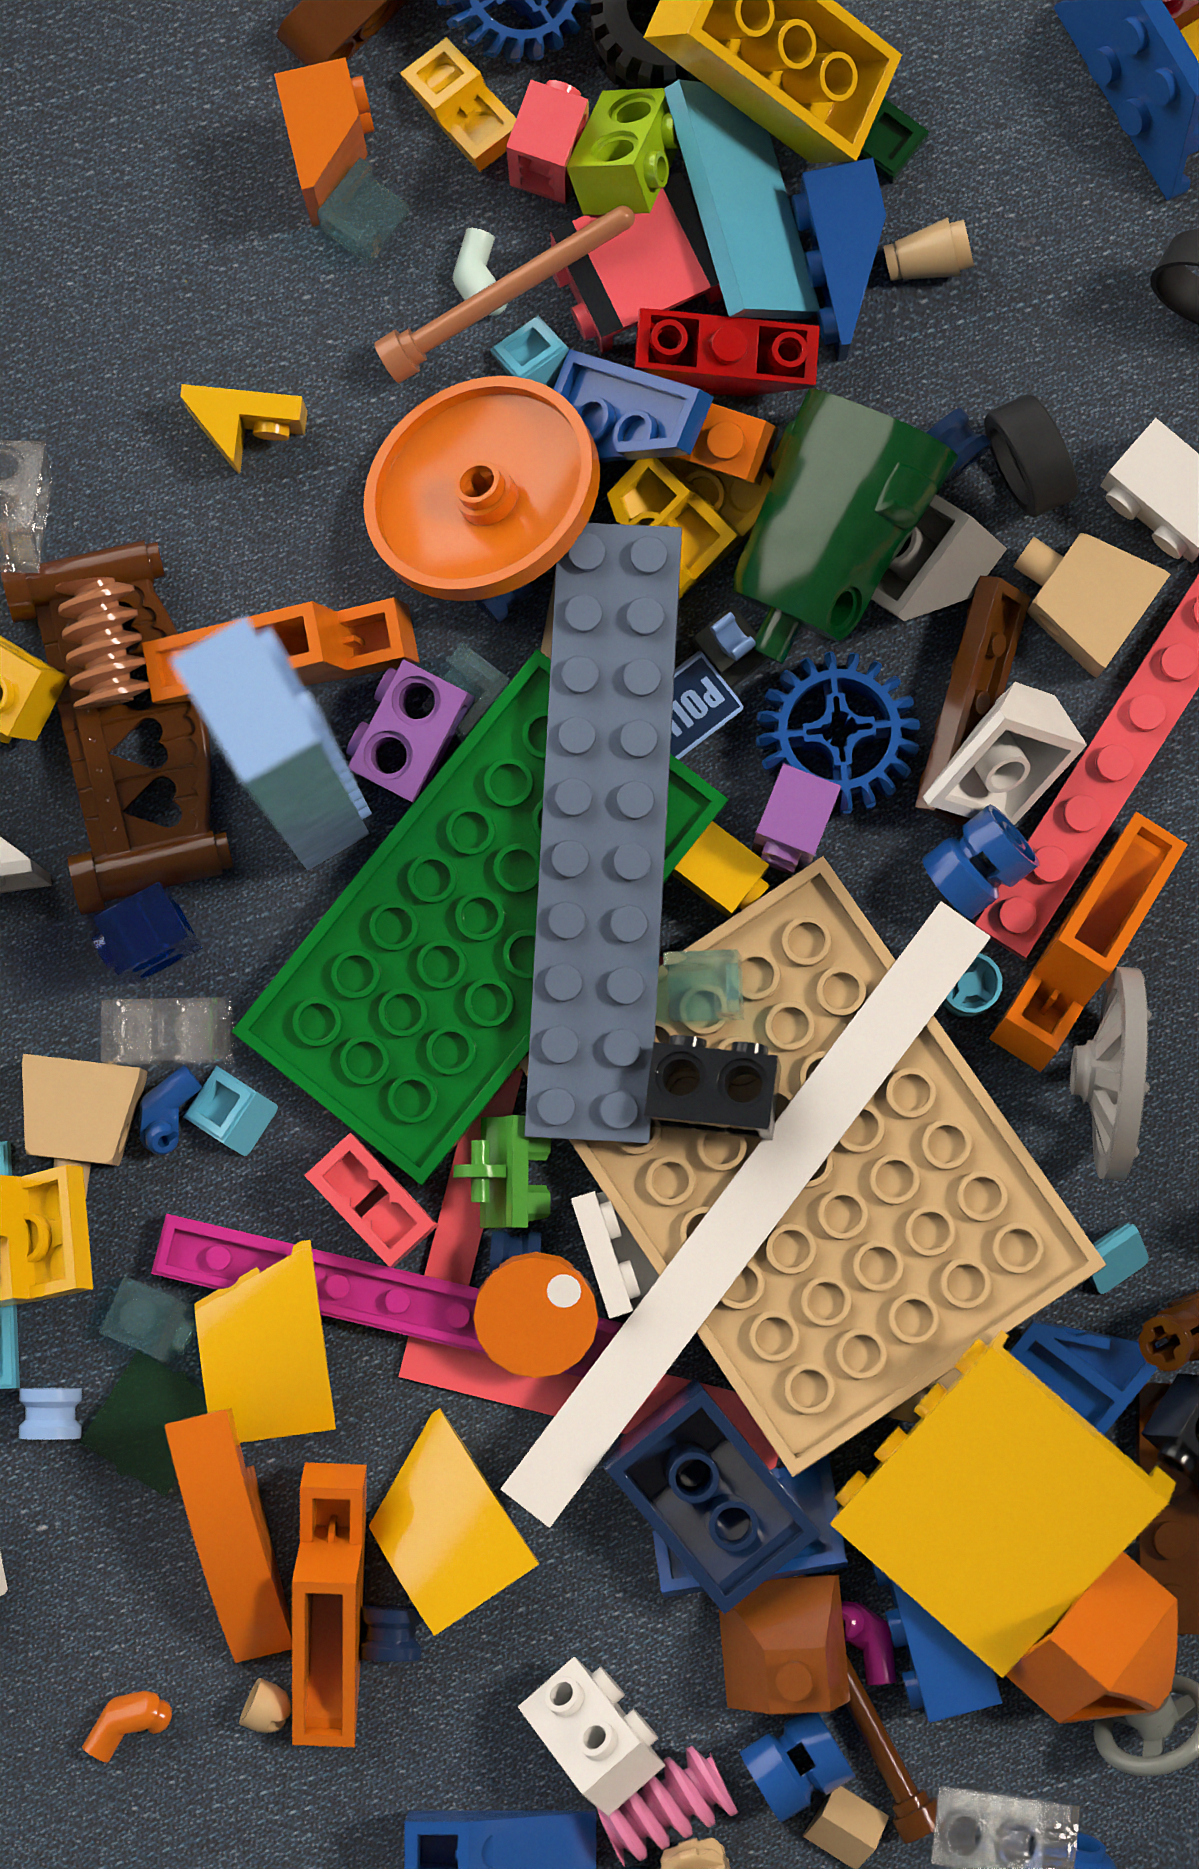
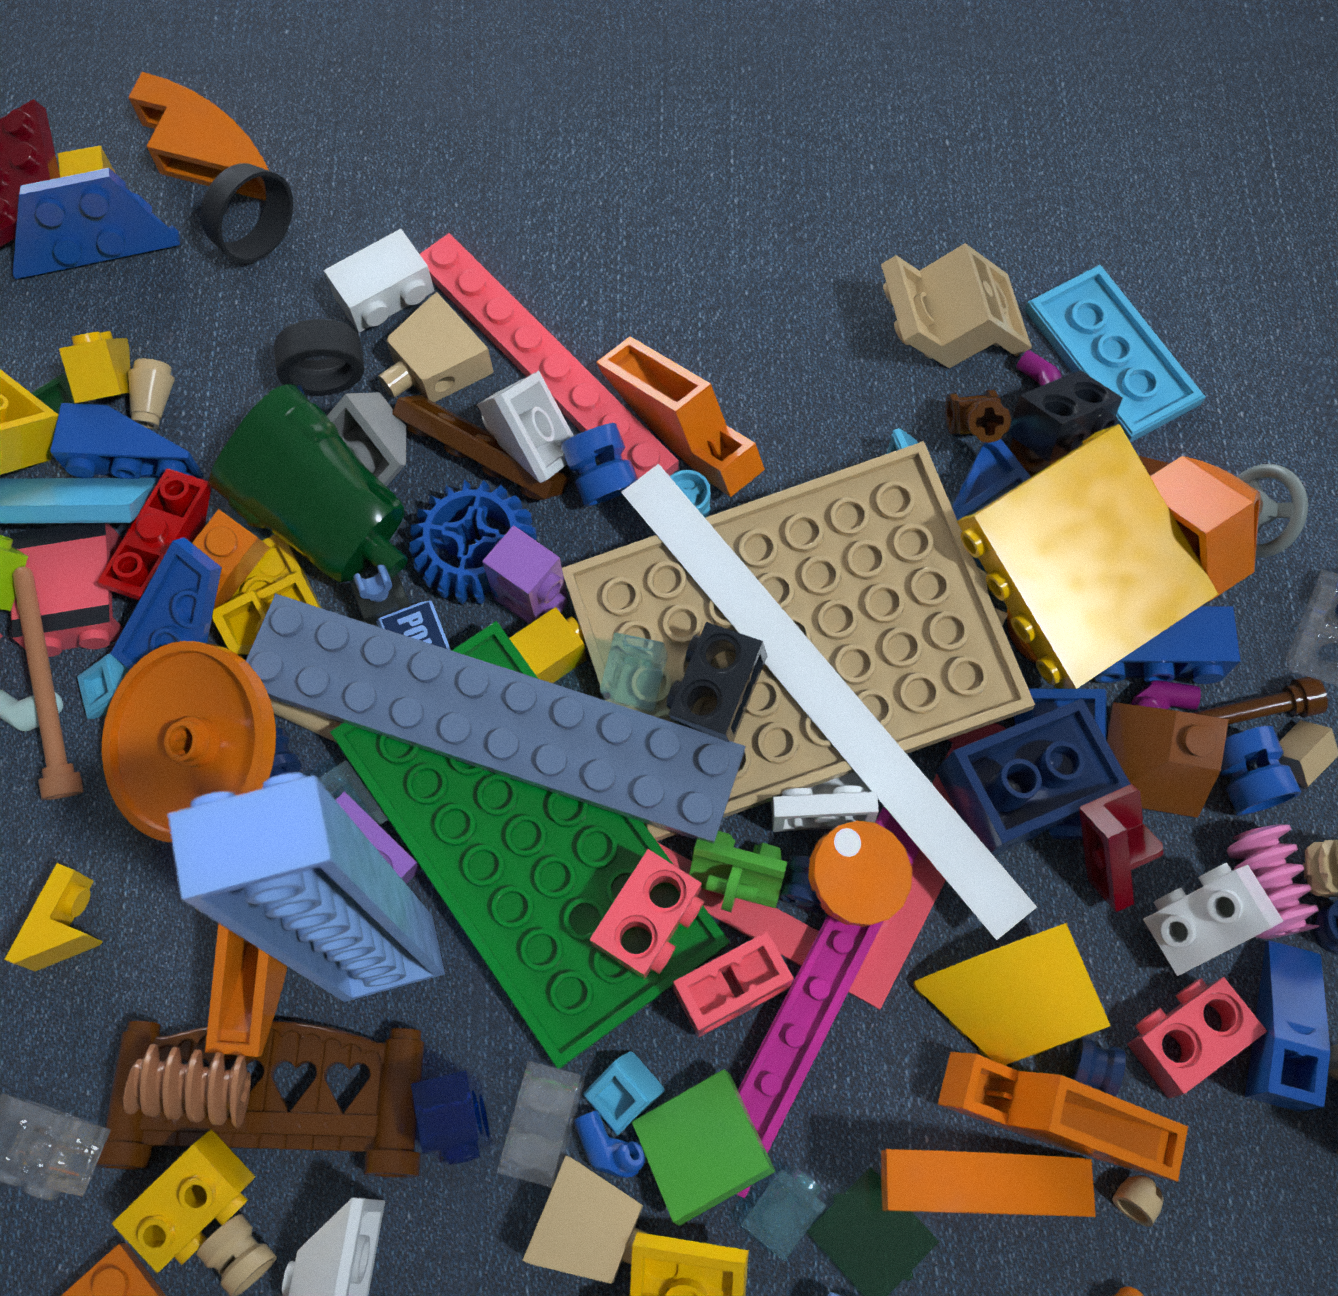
camera: 75 degrees left, 15 degrees down
(190, 1213) = (702, 1147): none -> bright green tile
(267, 1351) = (835, 1109): yellow slope -> none
(422, 1070) = (636, 909): none -> coral brick
(446, 1752) = (1200, 1045): none -> coral brick
(654, 1609) = (1116, 844): none -> dark red panel
(942, 179) = (96, 366): none -> yellow slope
(1113, 1073) = (779, 412): light grey wheel -> none

